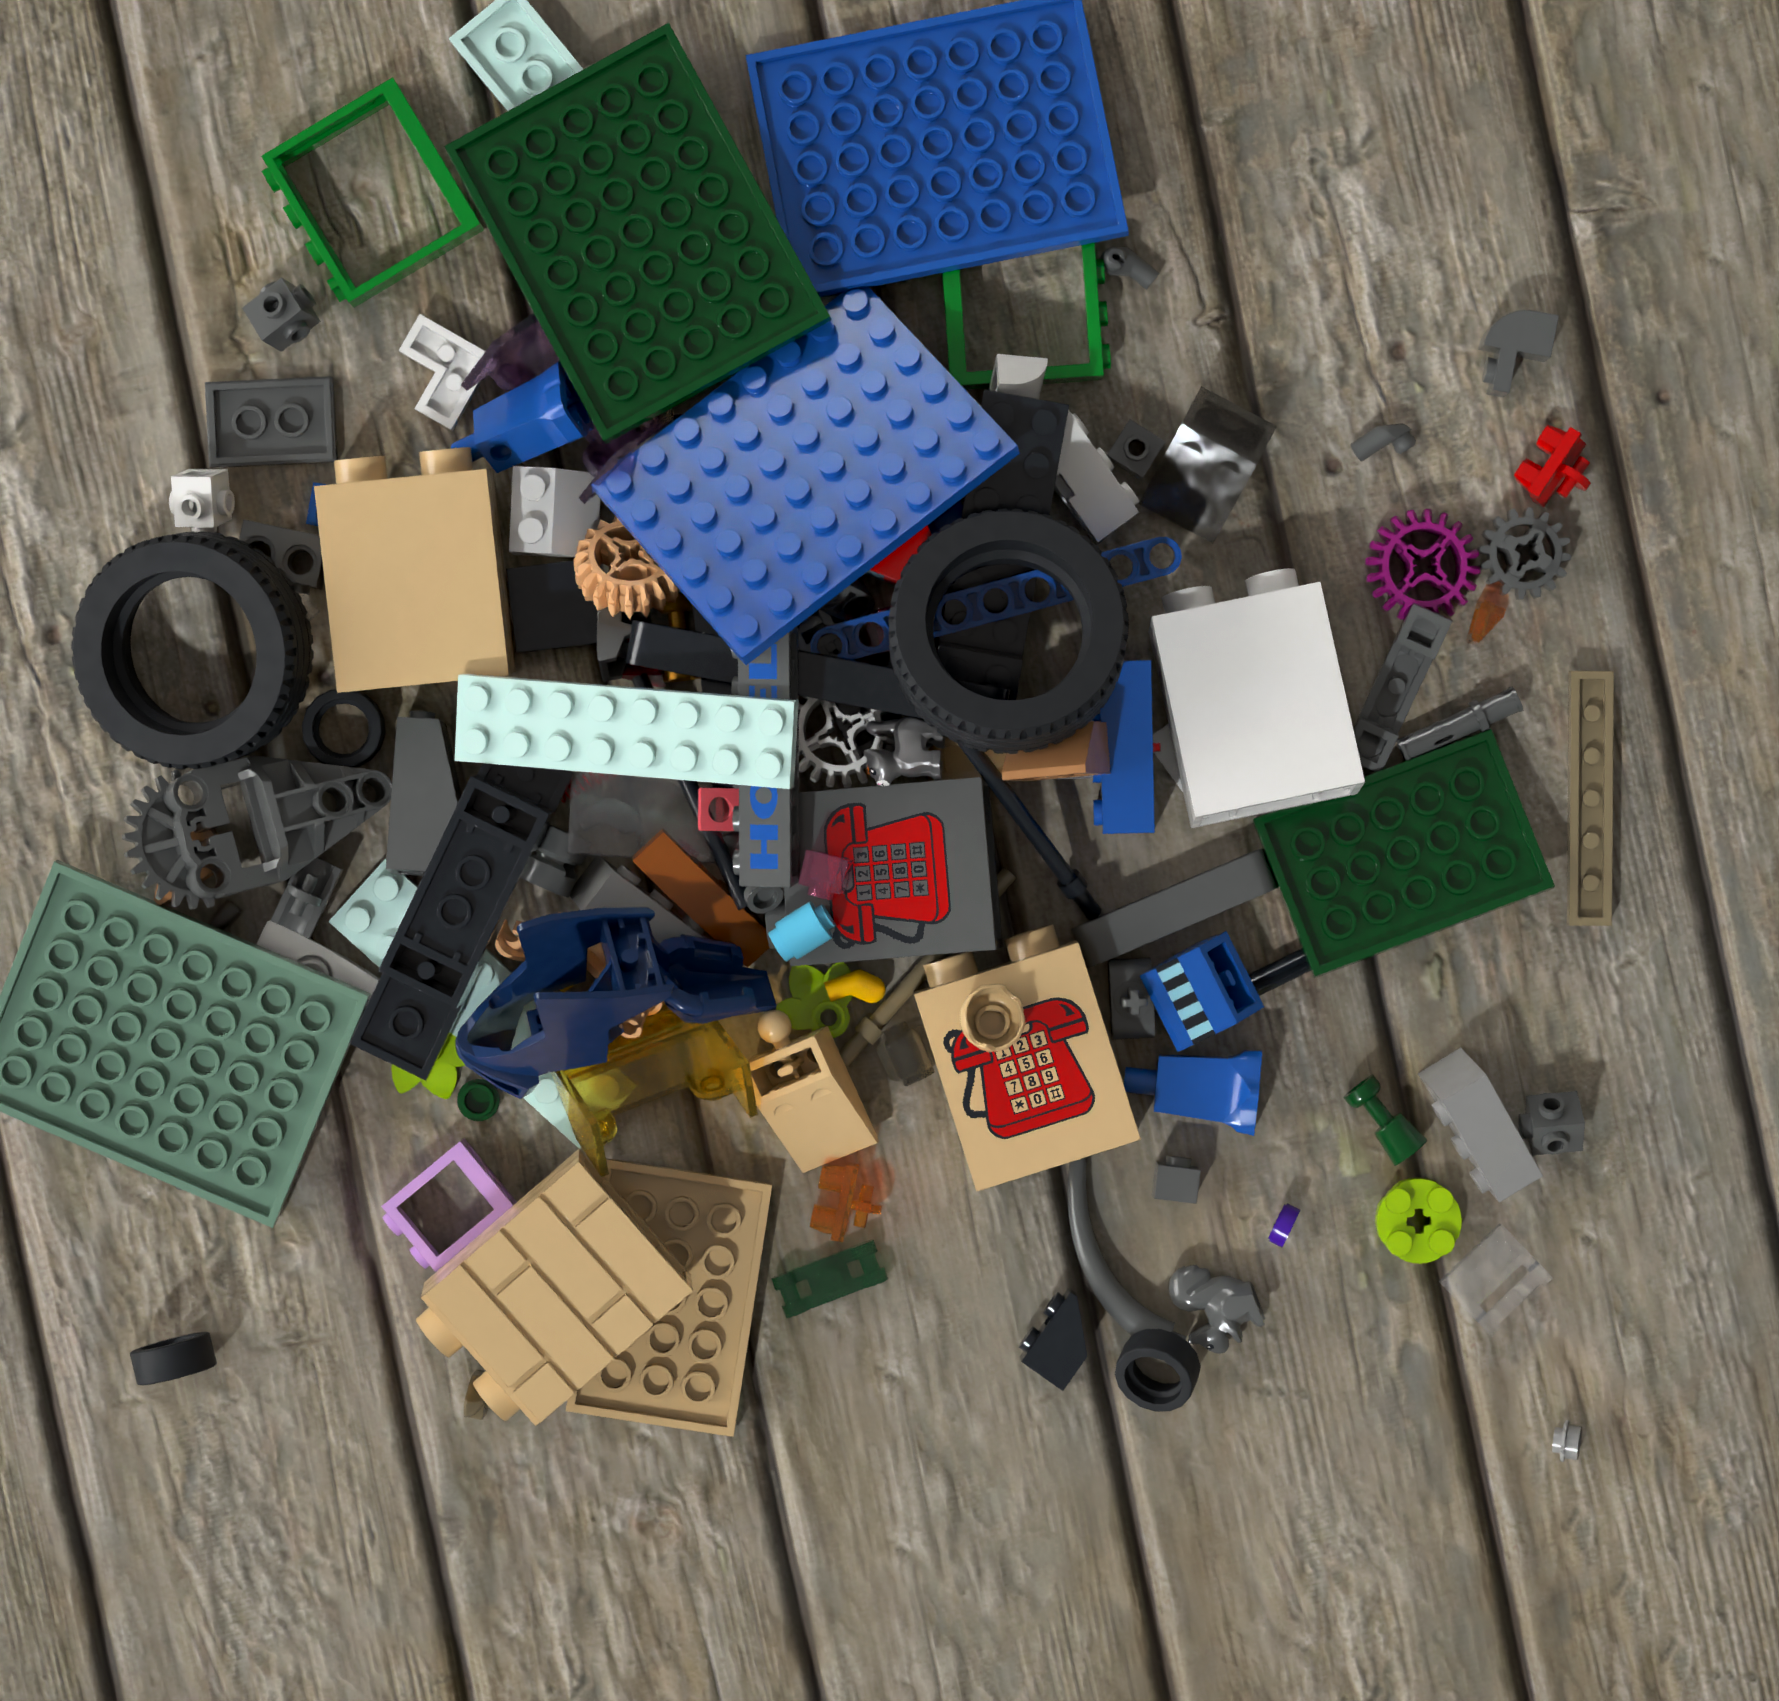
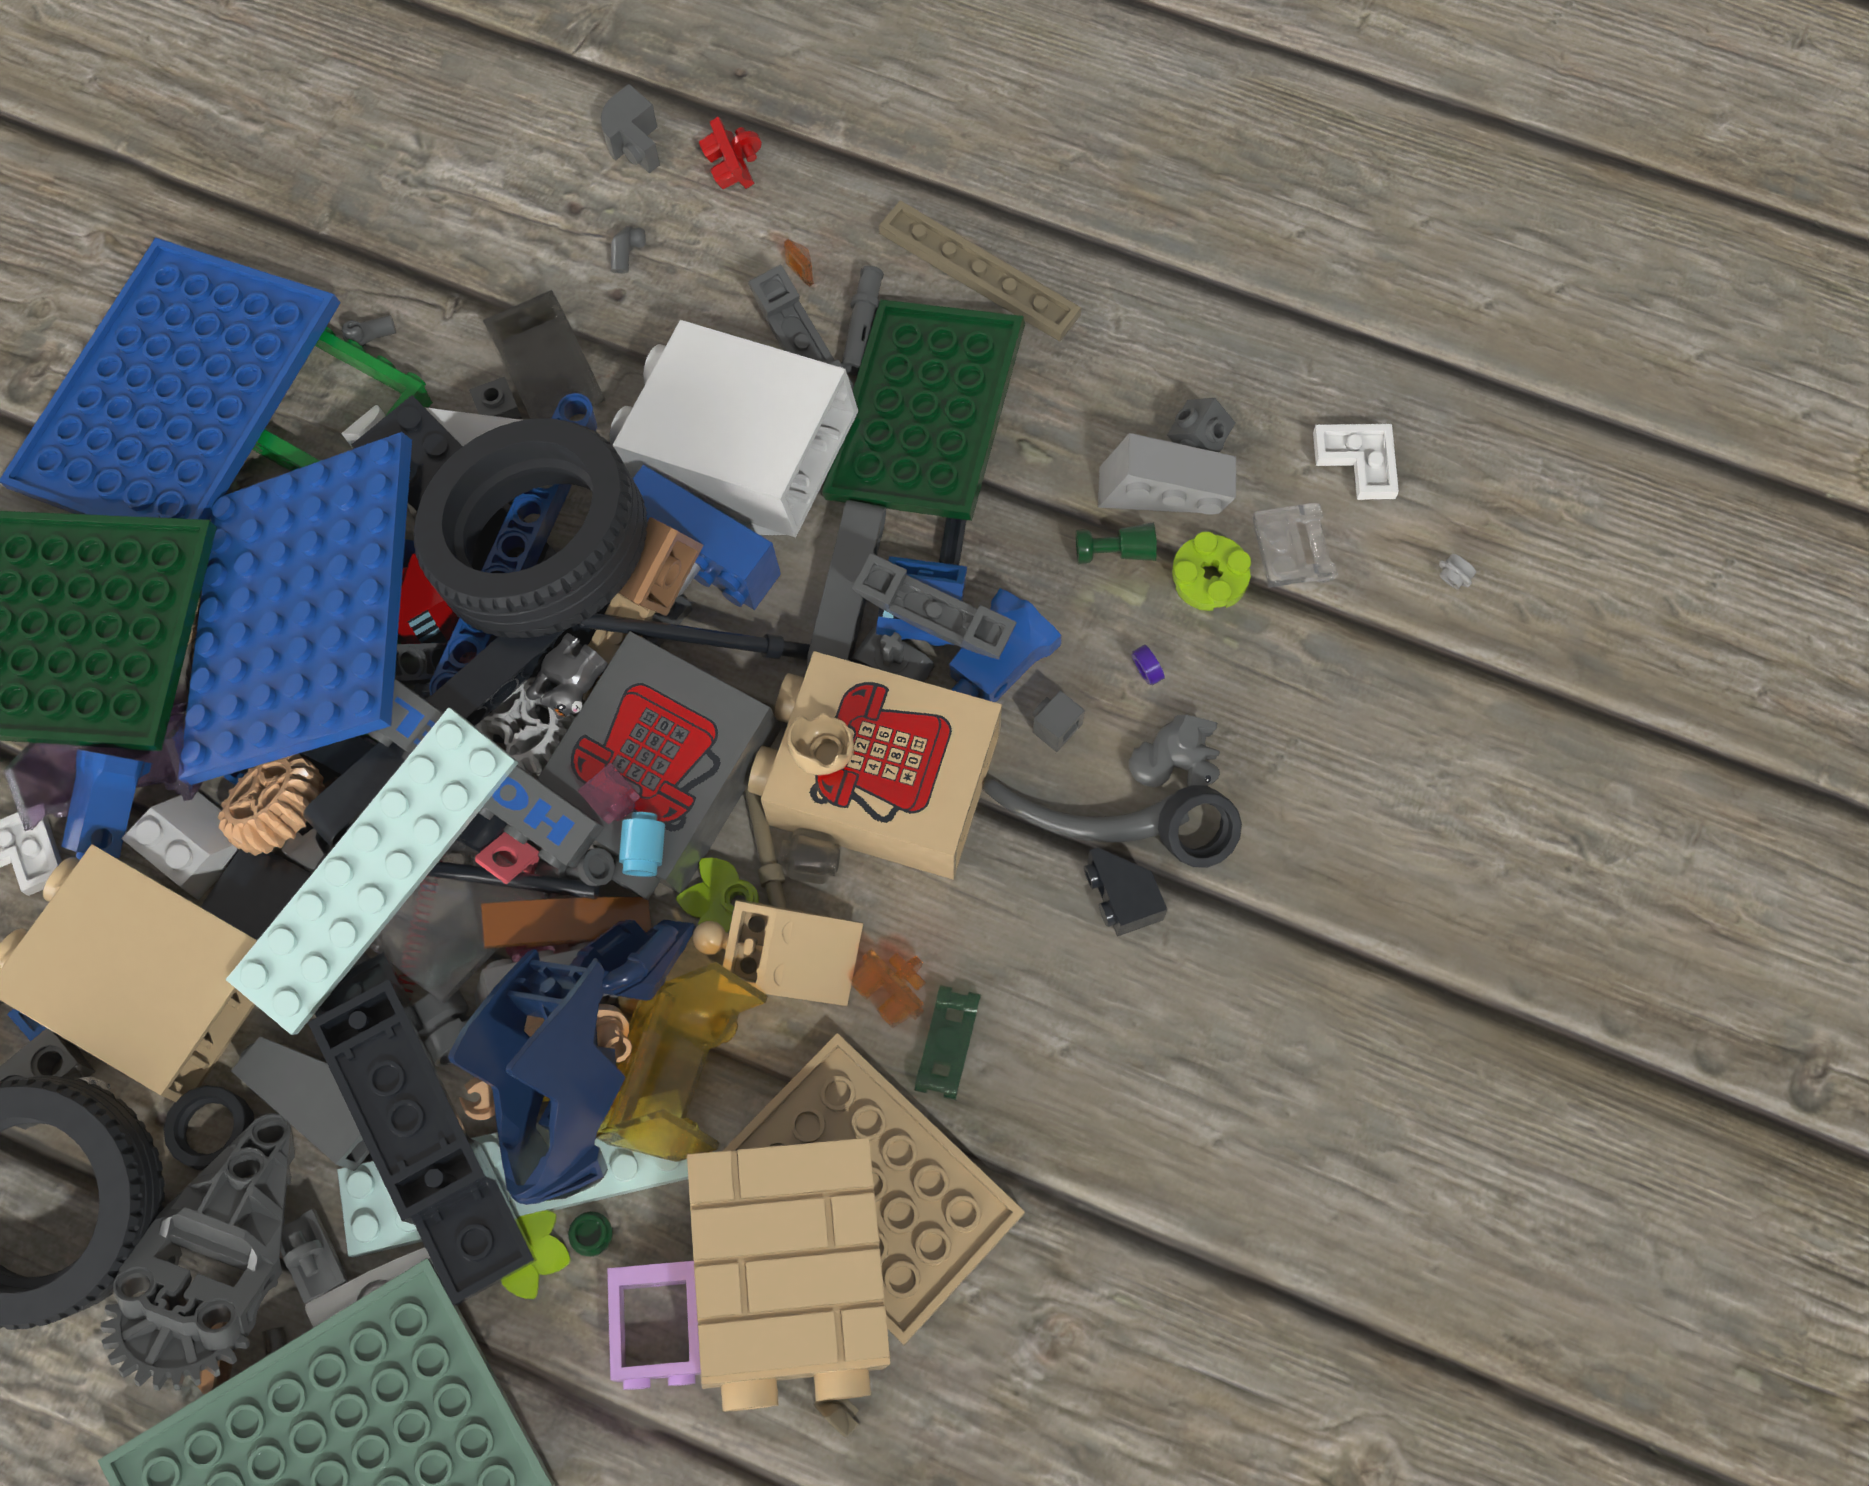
camera: 60 degrees left, 20 degrees down
(857, 984) = (727, 856): yellow arm -> none
(1191, 1019) = (933, 610): none -> dark grey slope
(1407, 553) = (708, 278): magenta gear -> none
(1541, 562) = (771, 206): dark grey gear -> none
(1641, 1286) = (1368, 449): none -> white plate

